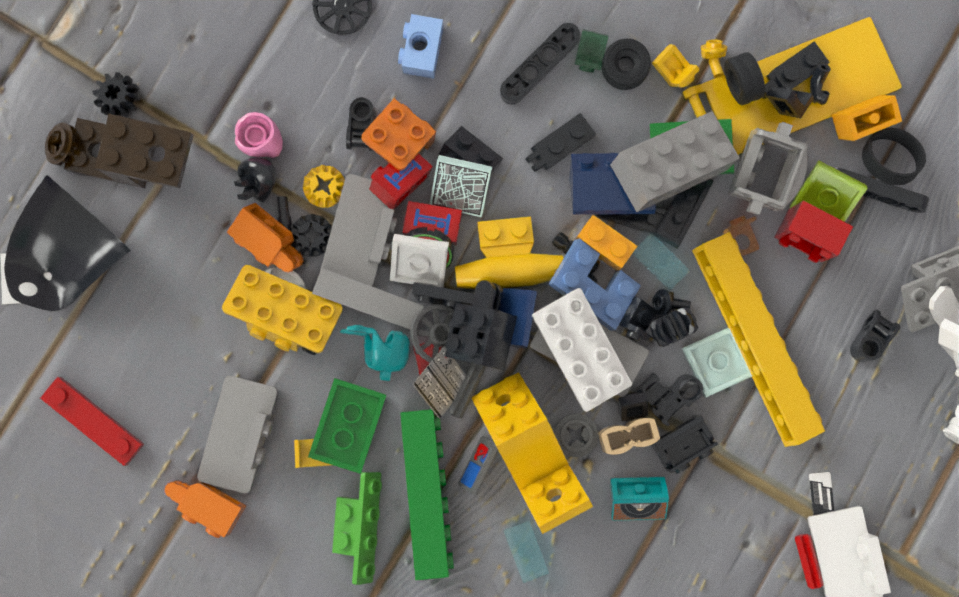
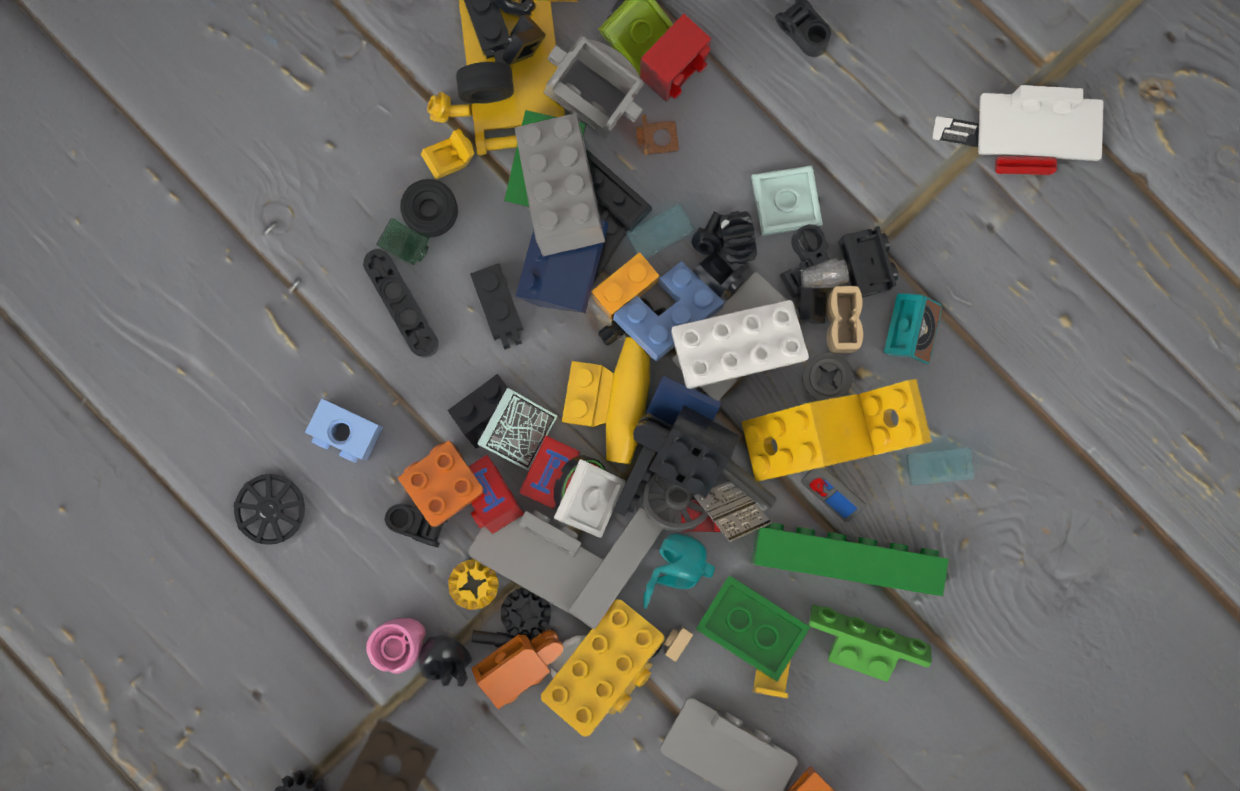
camera: 75 degrees left, 0 degrees up
(319, 365) = (676, 642): none -> tan plate
(662, 409) = (825, 274): none -> clear cone
(758, 340) = (775, 150): yellow brick -> none

